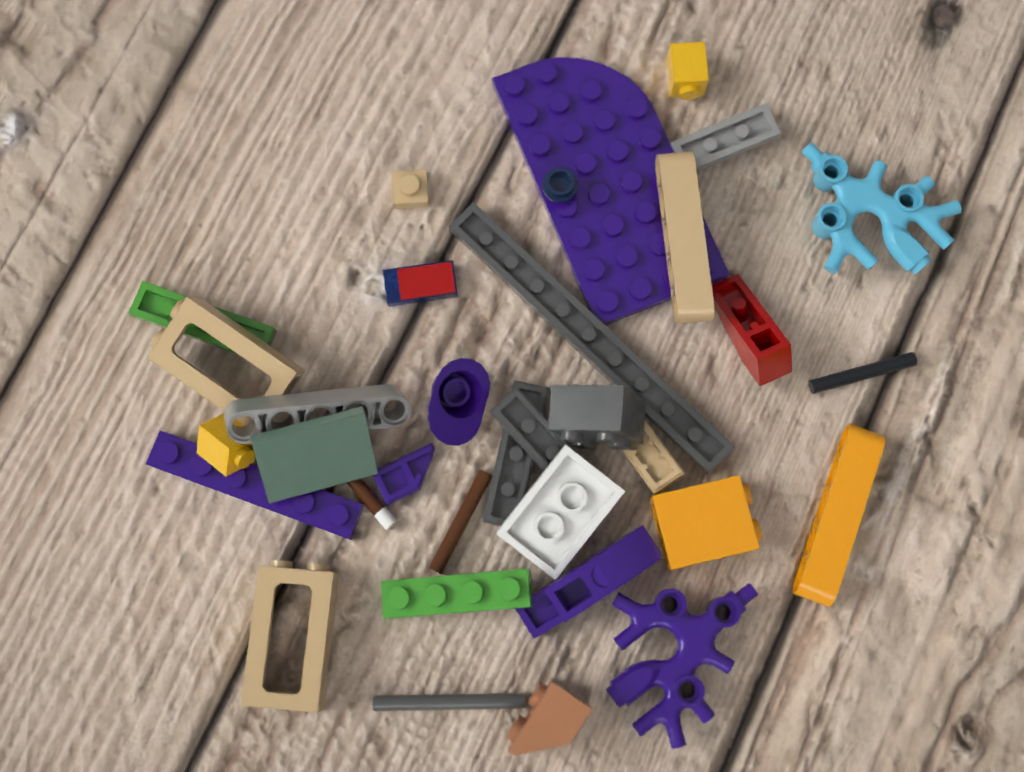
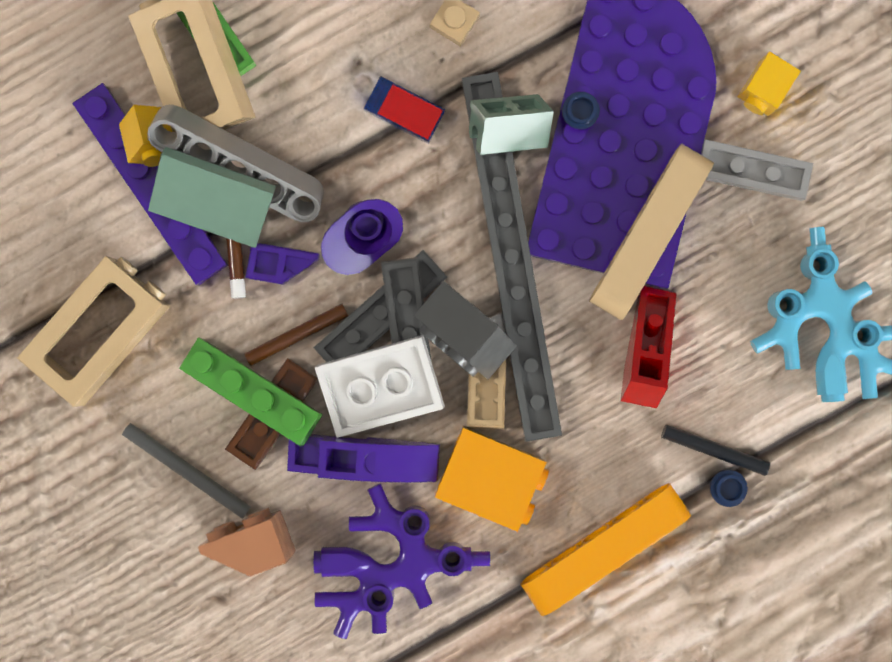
camera: 25 degrees right, 10 degrees up
(486, 628) = (256, 438): none -> reddish brown tile
(512, 233) = (510, 123): none -> hinge
(896, 395) = (728, 488): none -> dark blue plate

